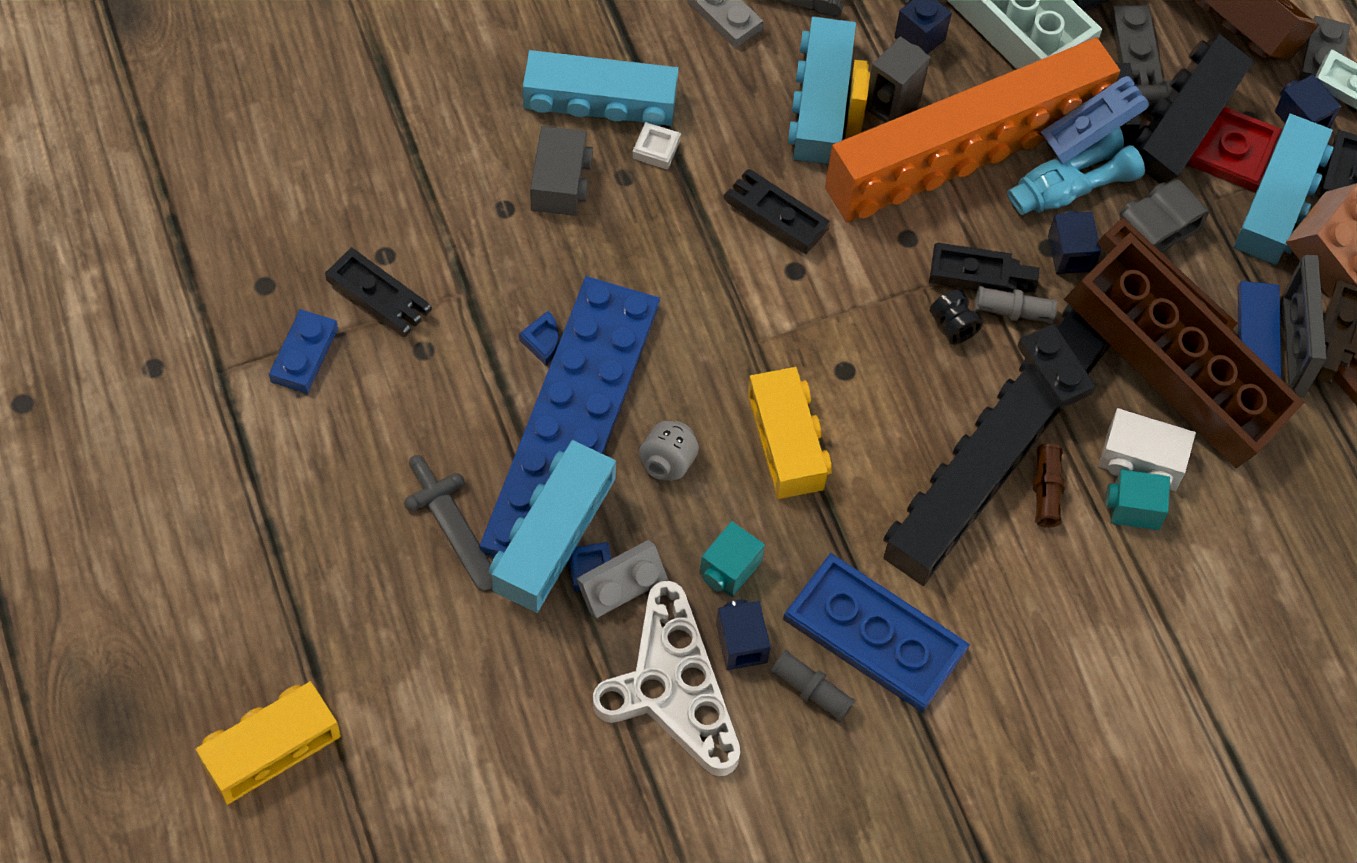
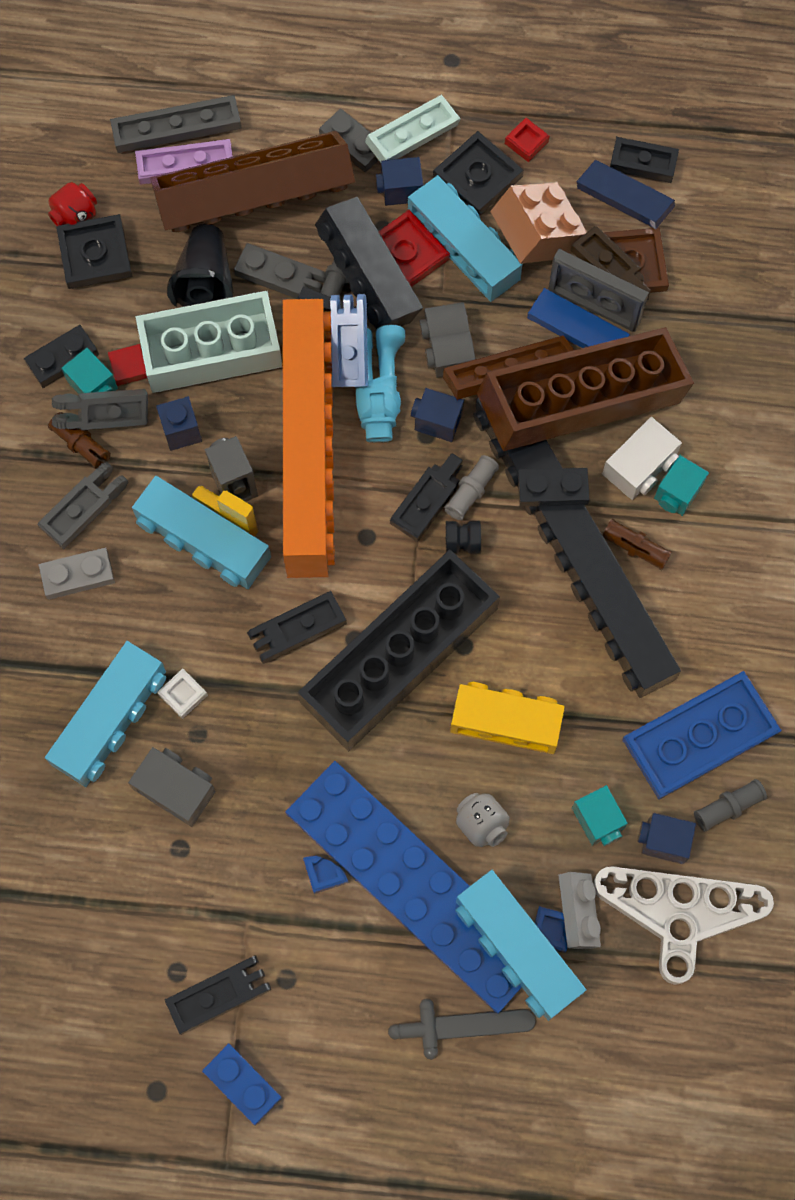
camera: 60 degrees left, 10 degrees up
(802, 302) = (399, 650): none -> black brick

